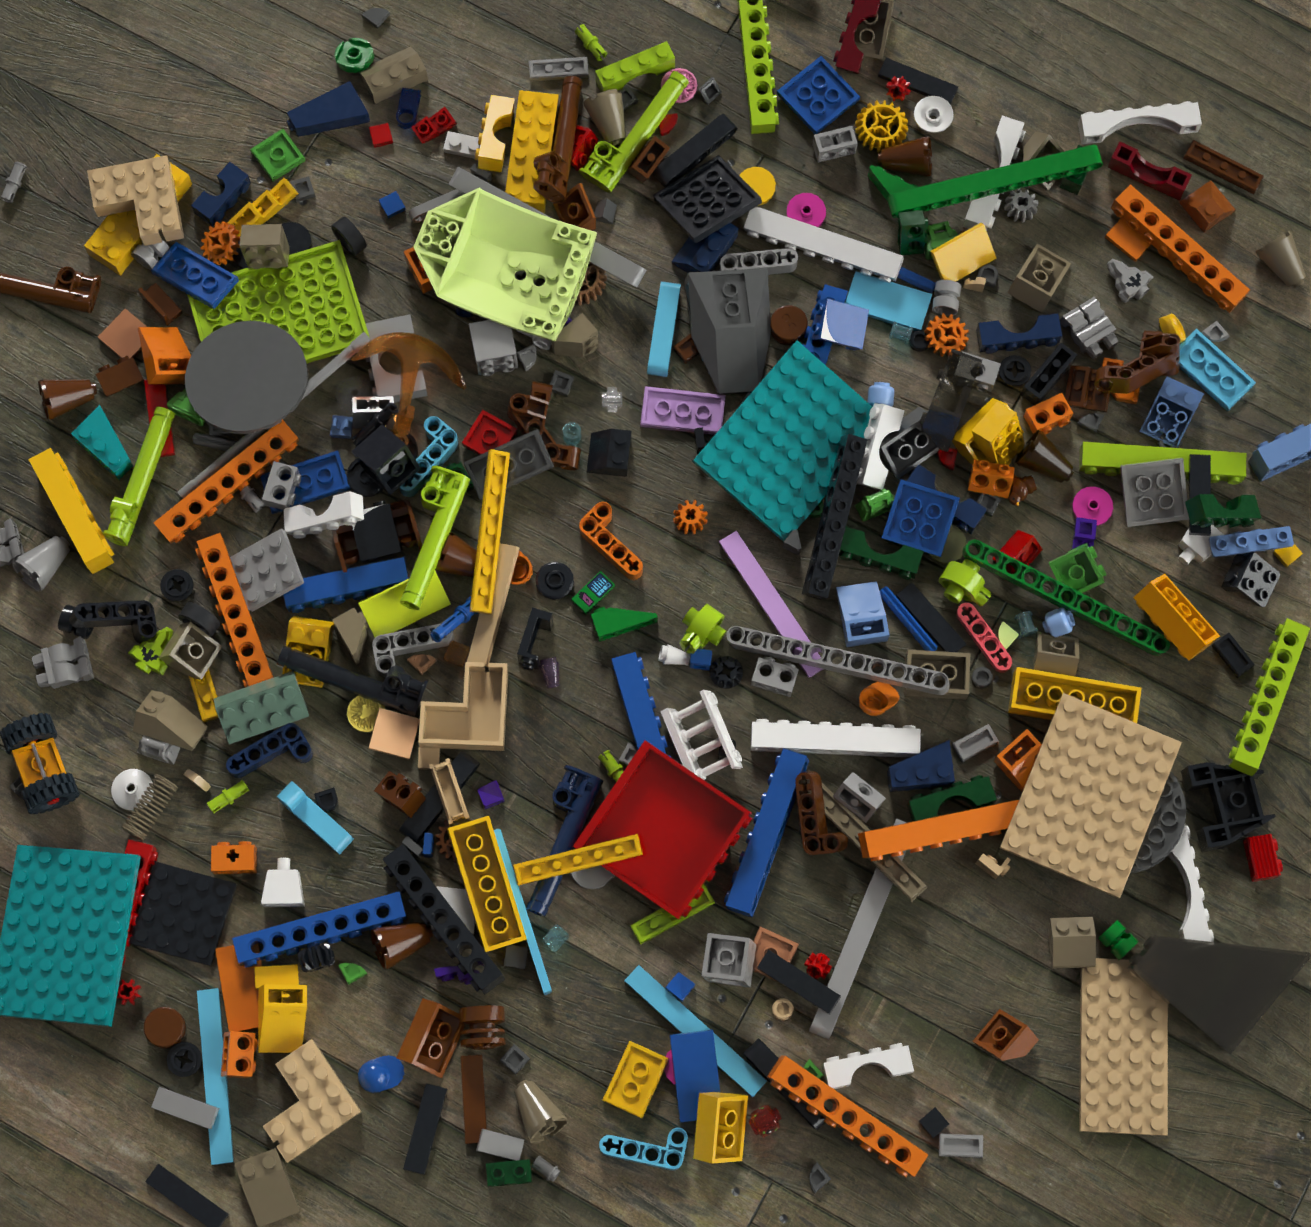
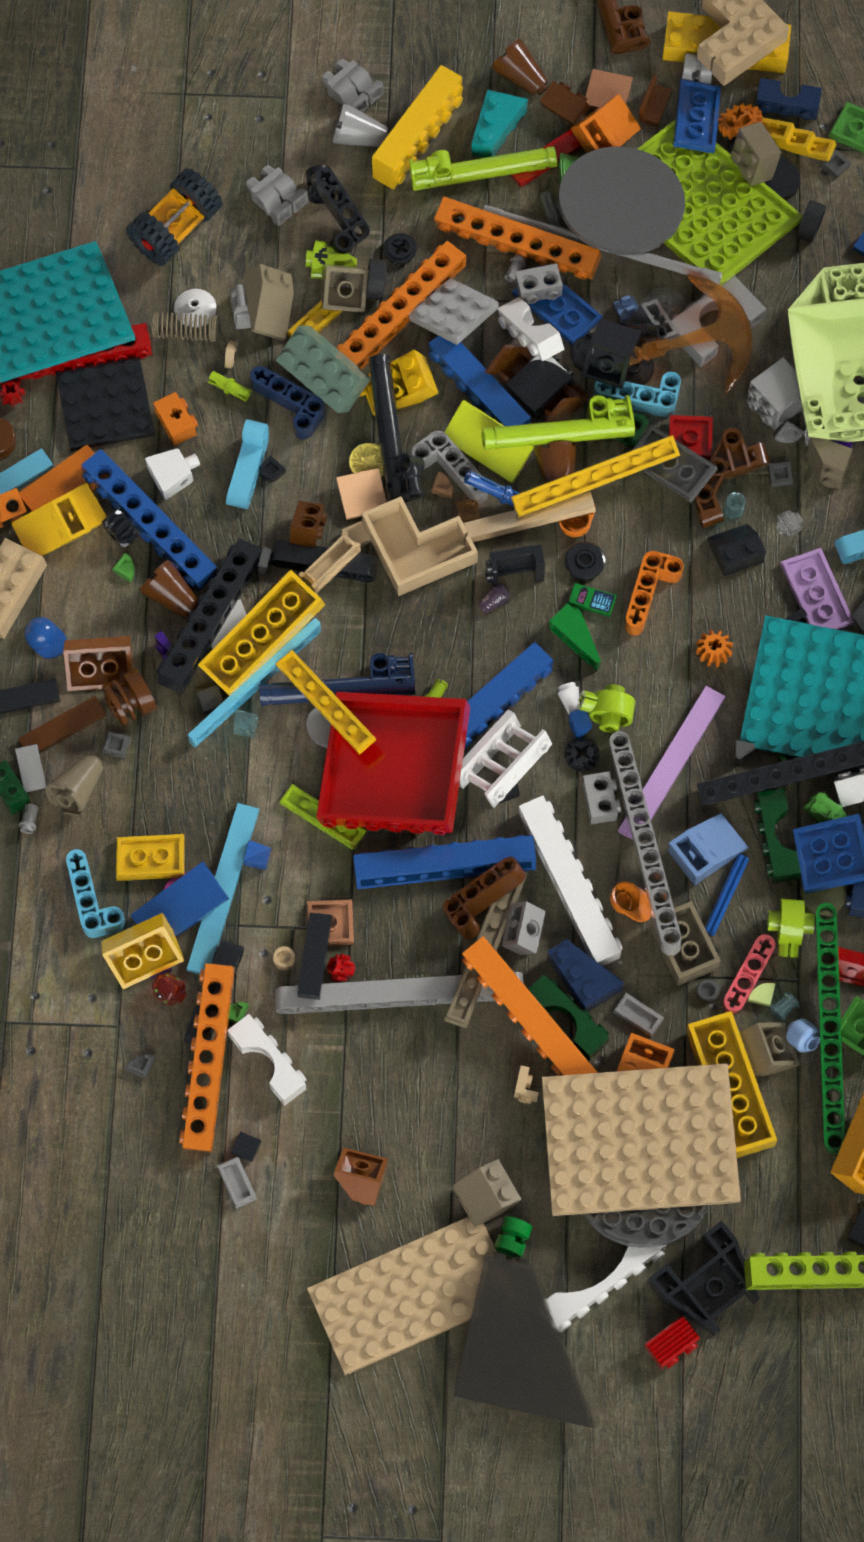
camera: 65 degrees right, 5 degrees down
(352, 630) = (433, 410): dark tan slope -> none
(428, 845) = (272, 572): blue tile -> none
(491, 795) = (350, 605): dark purple slope -> none
(729, 960) = (301, 880): light grey brick -> none
(930, 619) = (739, 916): black tile -> none

